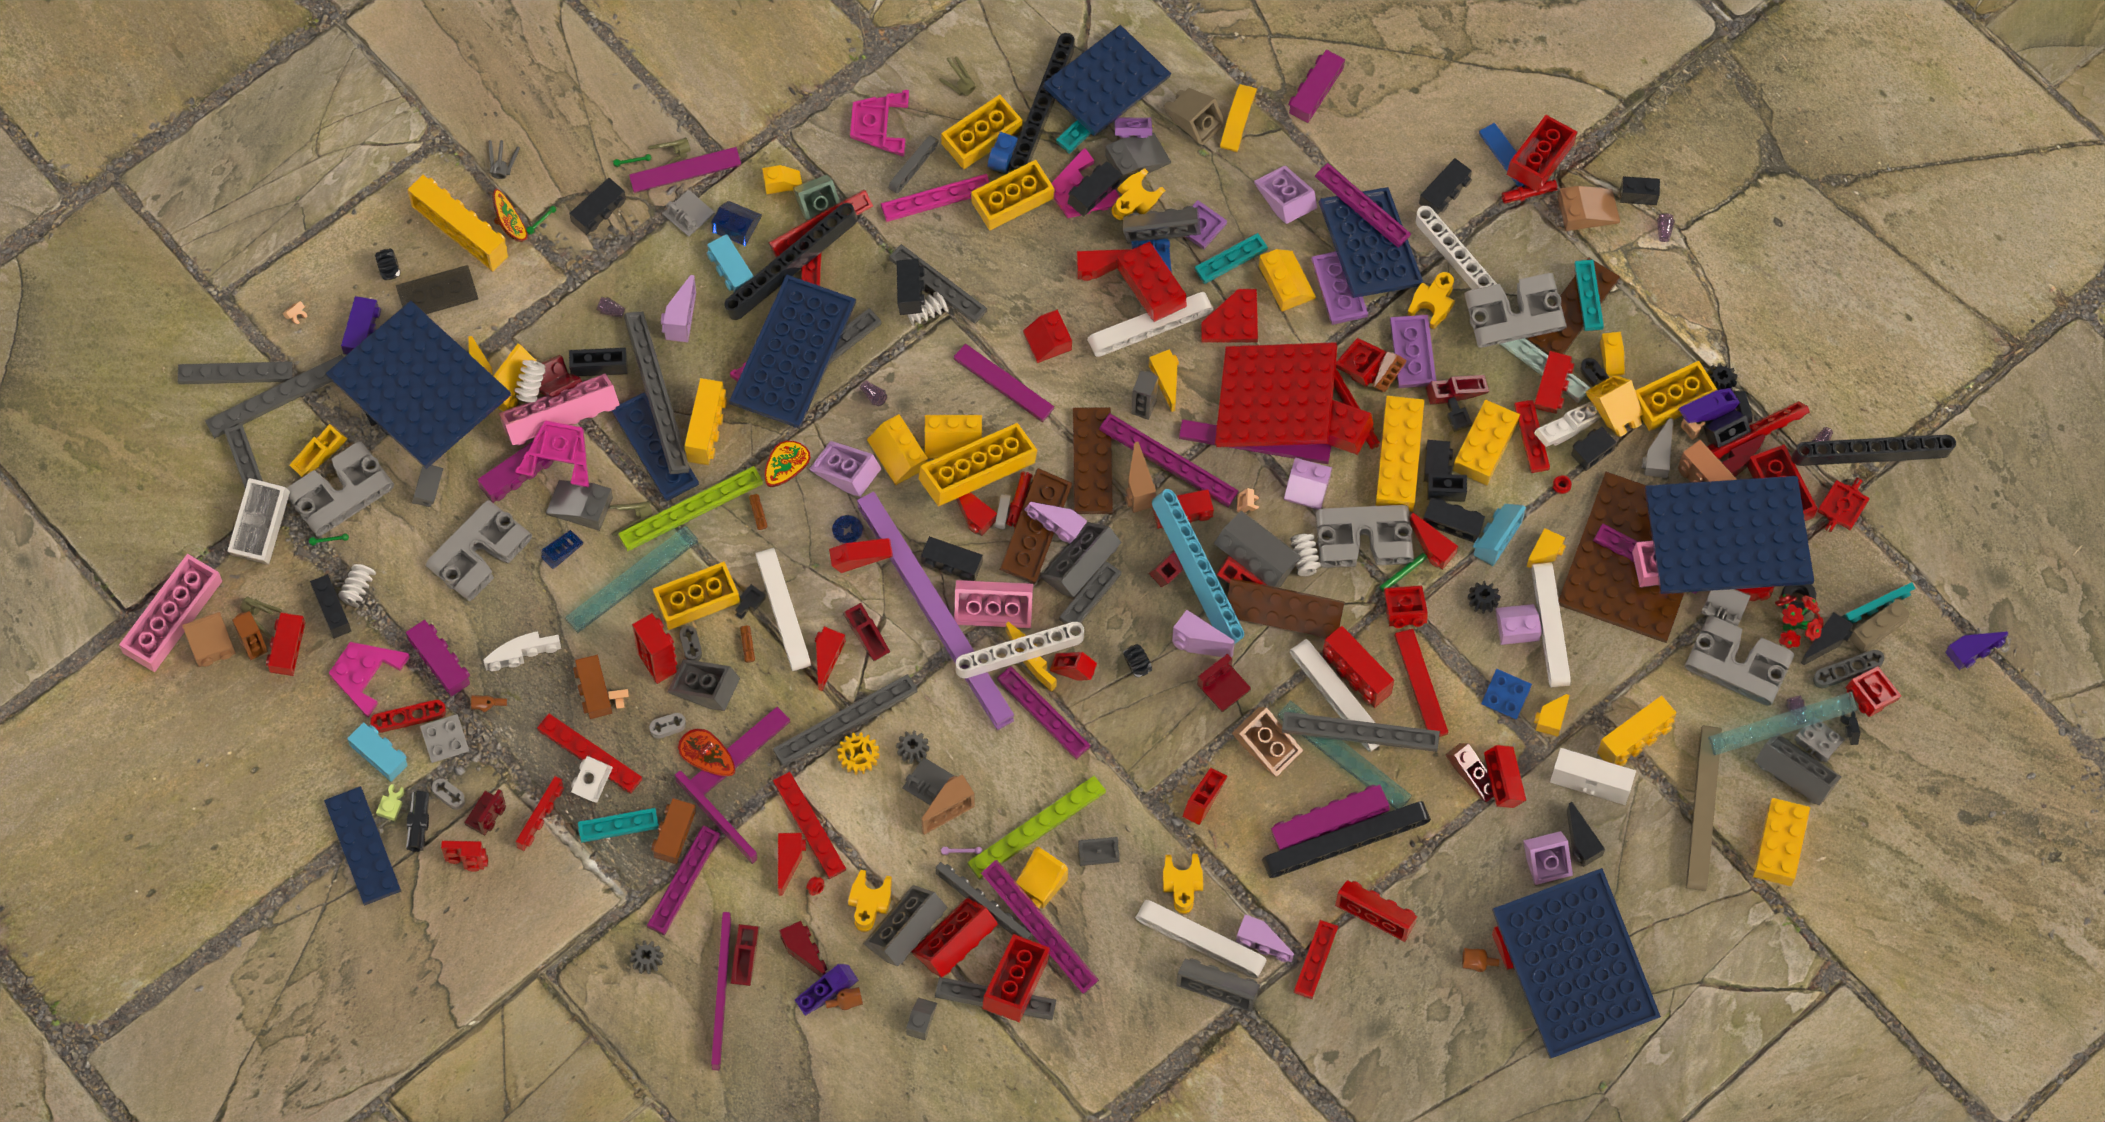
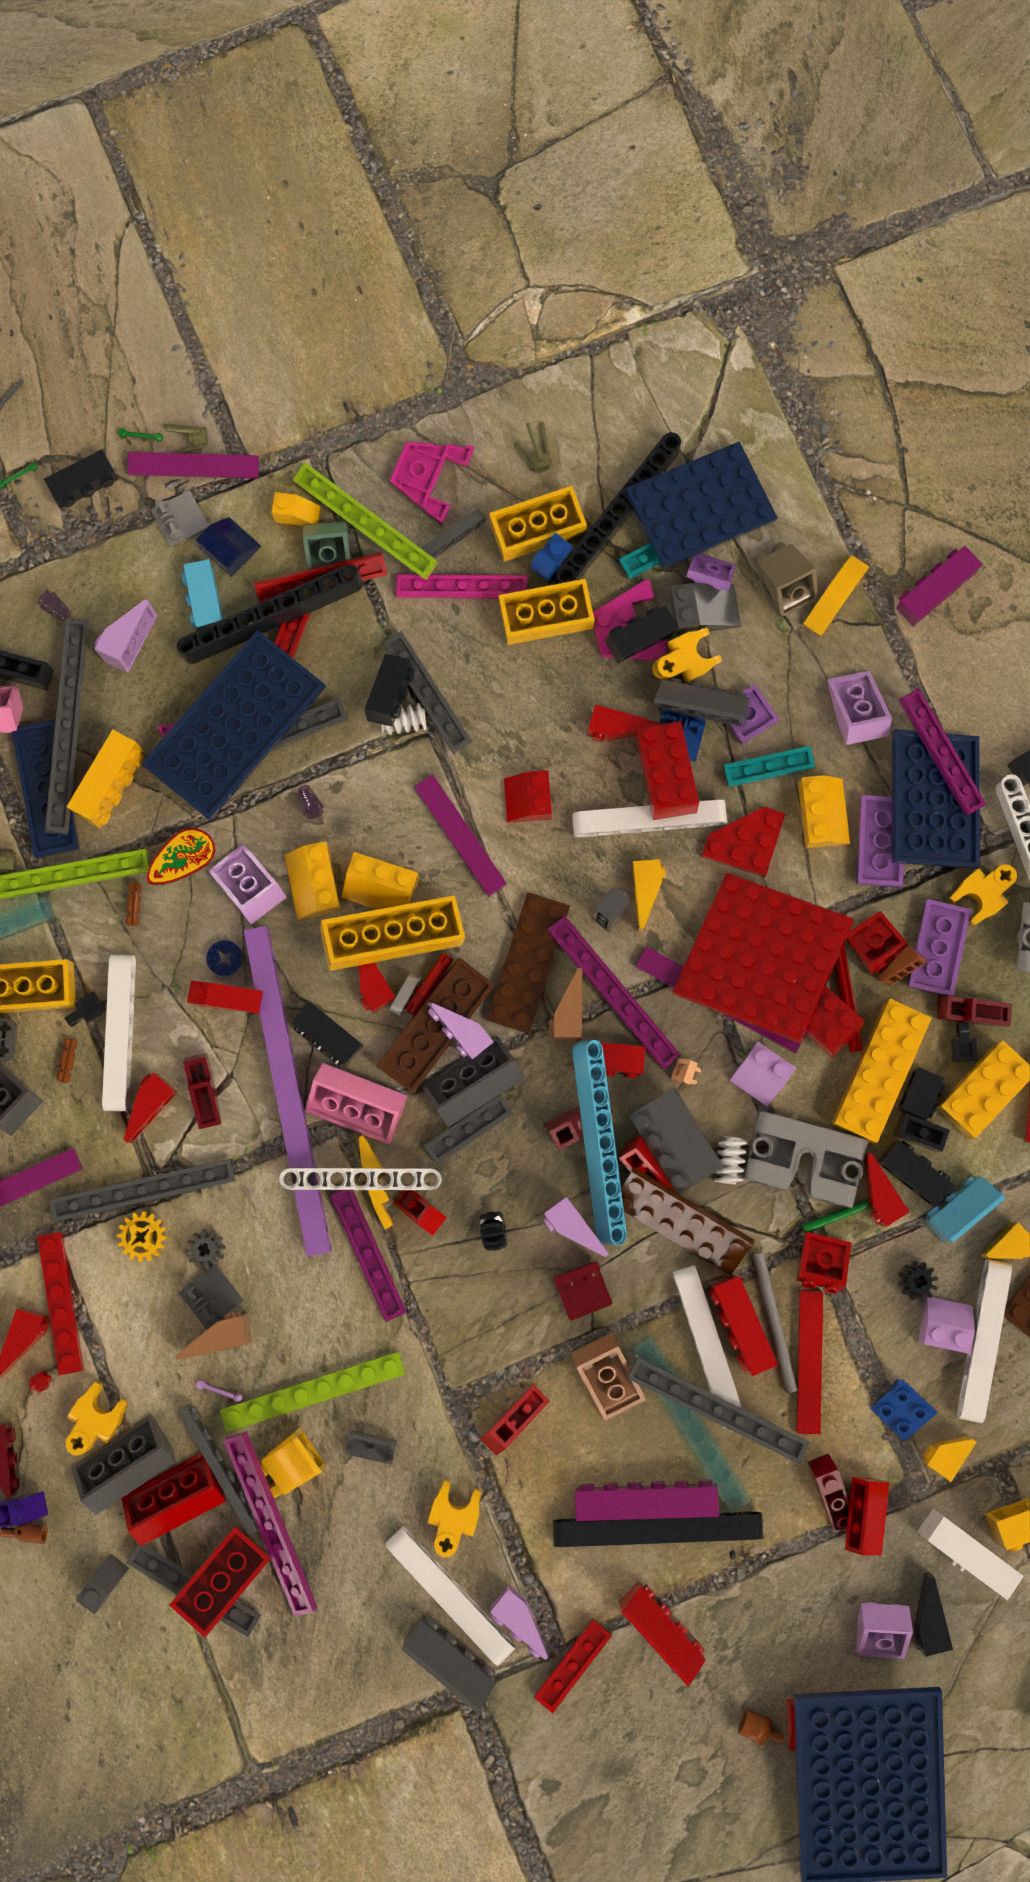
camera: 20 degrees right, 15 degrees up
(842, 169) = (365, 521): none -> lime plate
(1380, 658) = (774, 1322): none -> light grey piece

